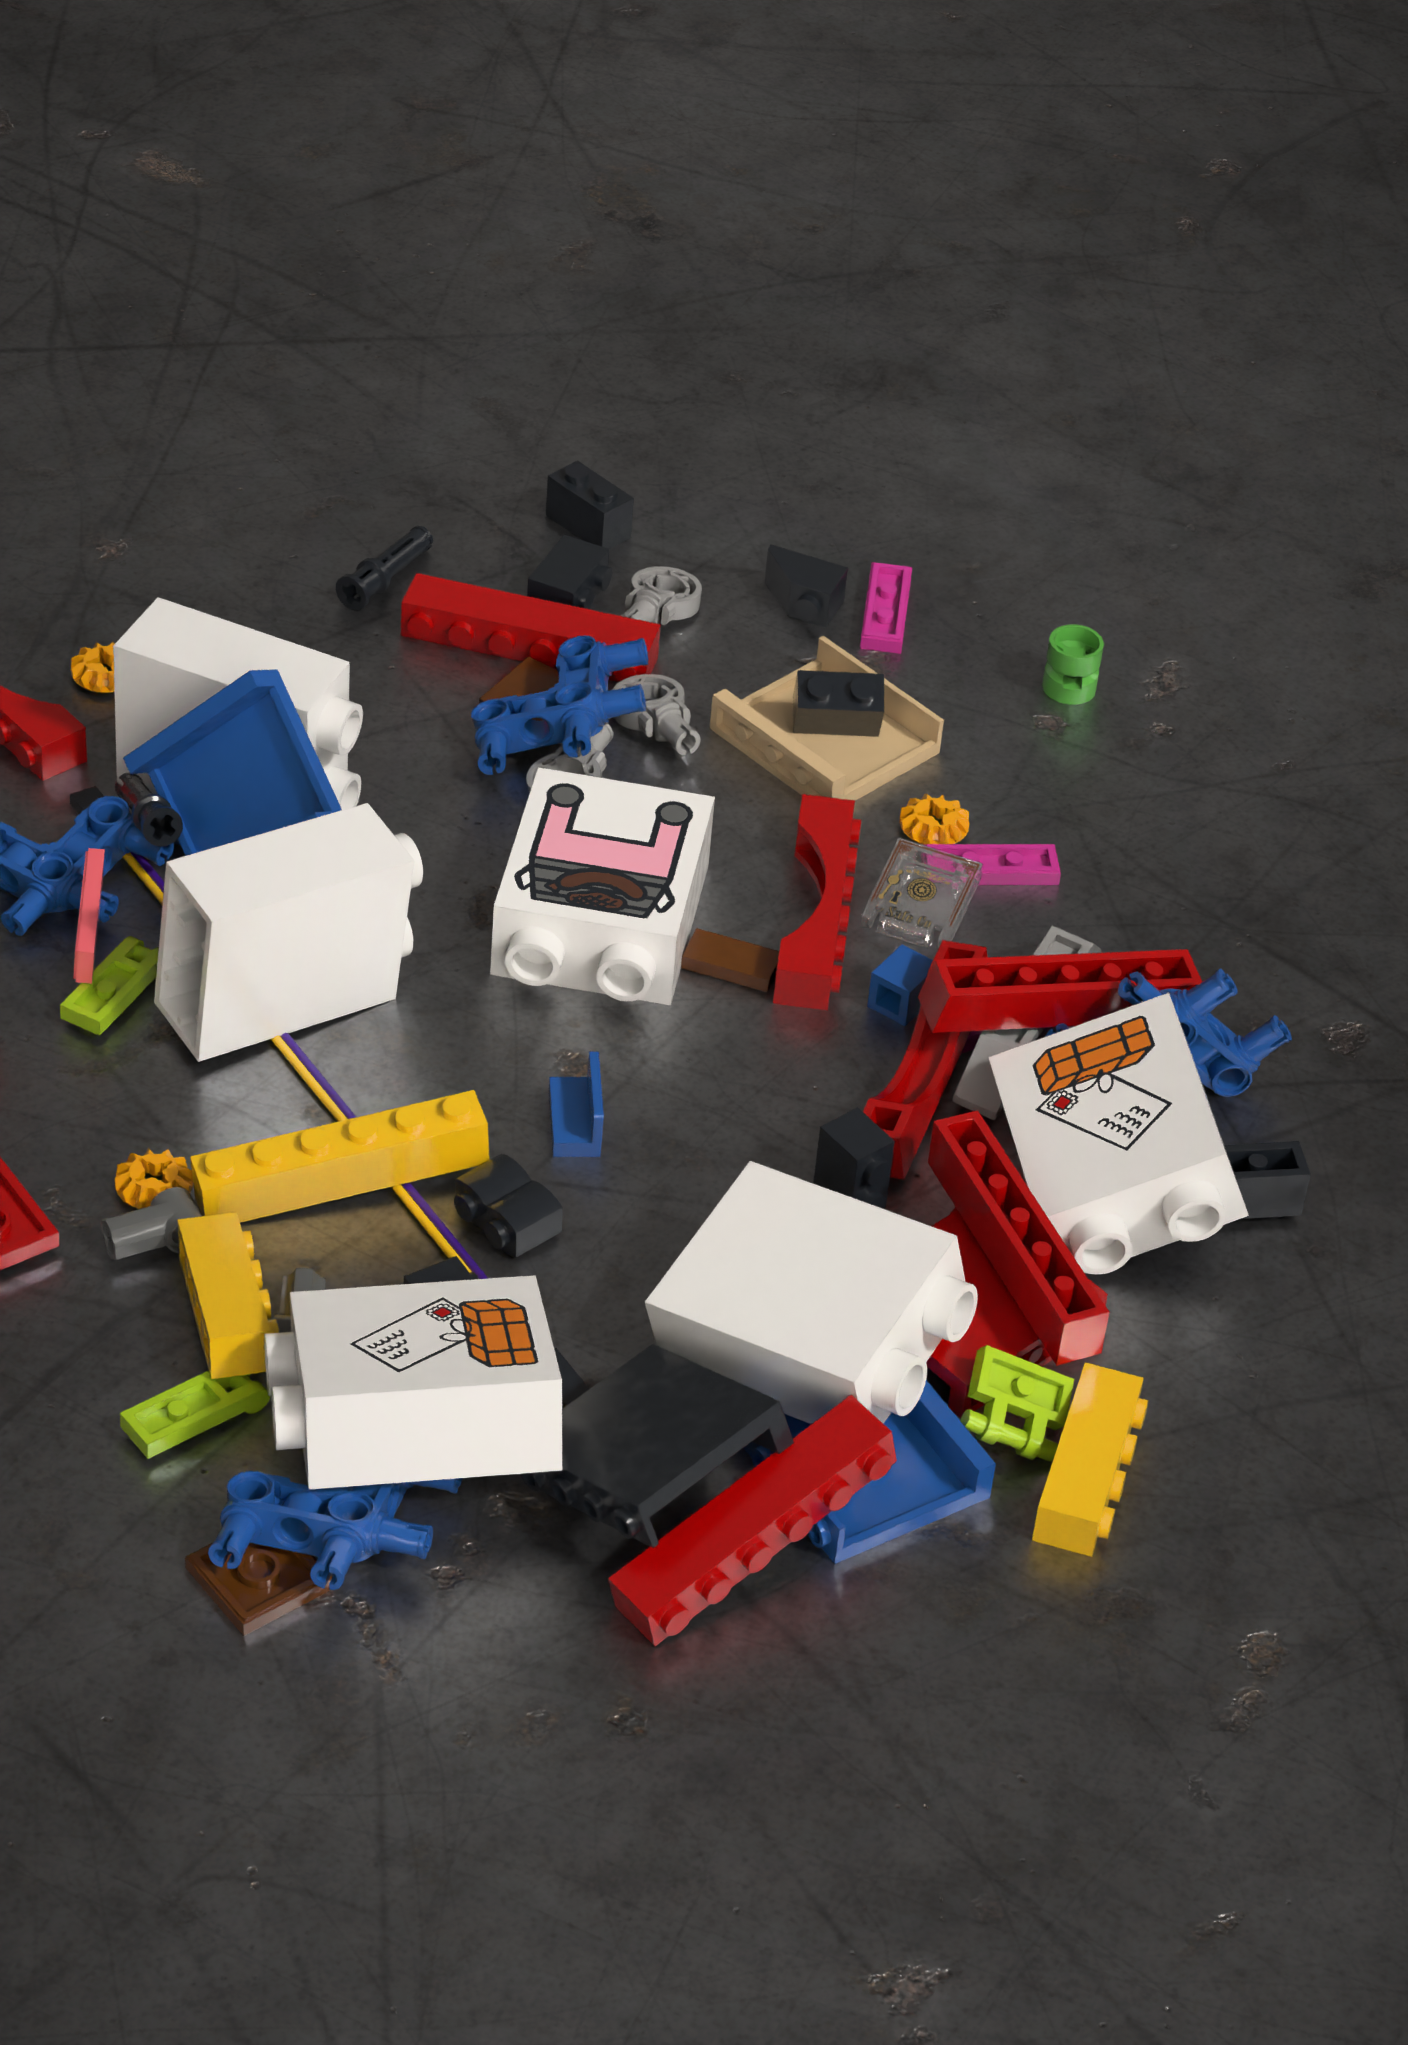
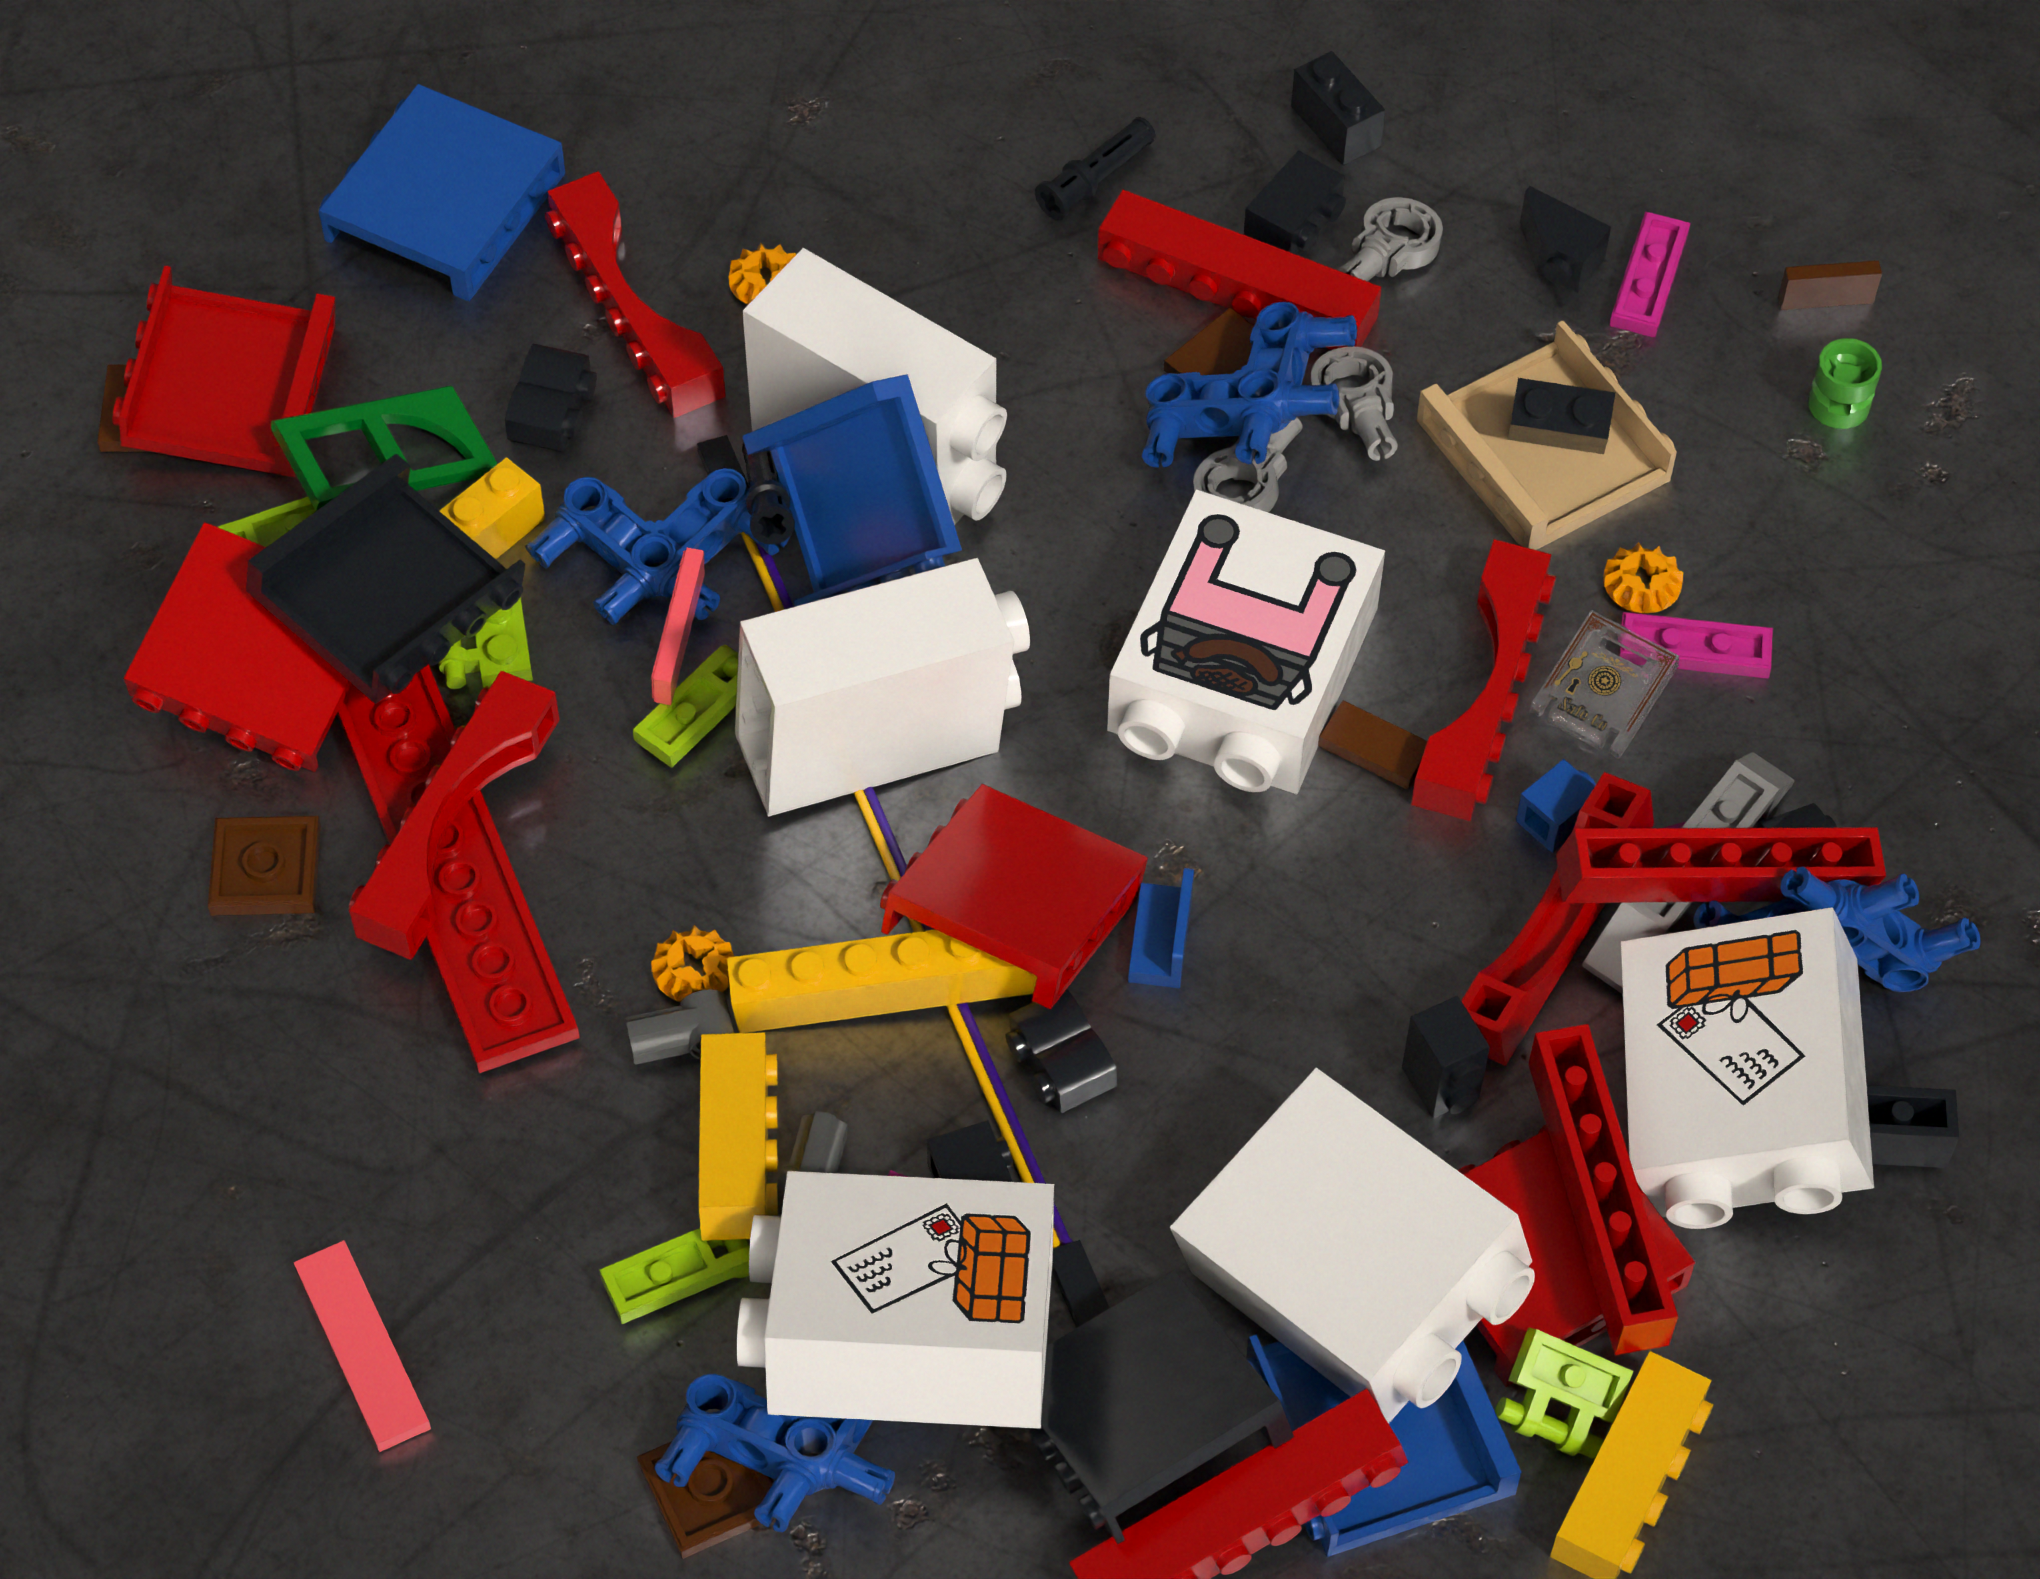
camera: 15 degrees right, 15 degrees up
(446, 1076) = (1018, 887): none -> red panel
(1041, 600) = (1829, 285): none -> reddish brown tile

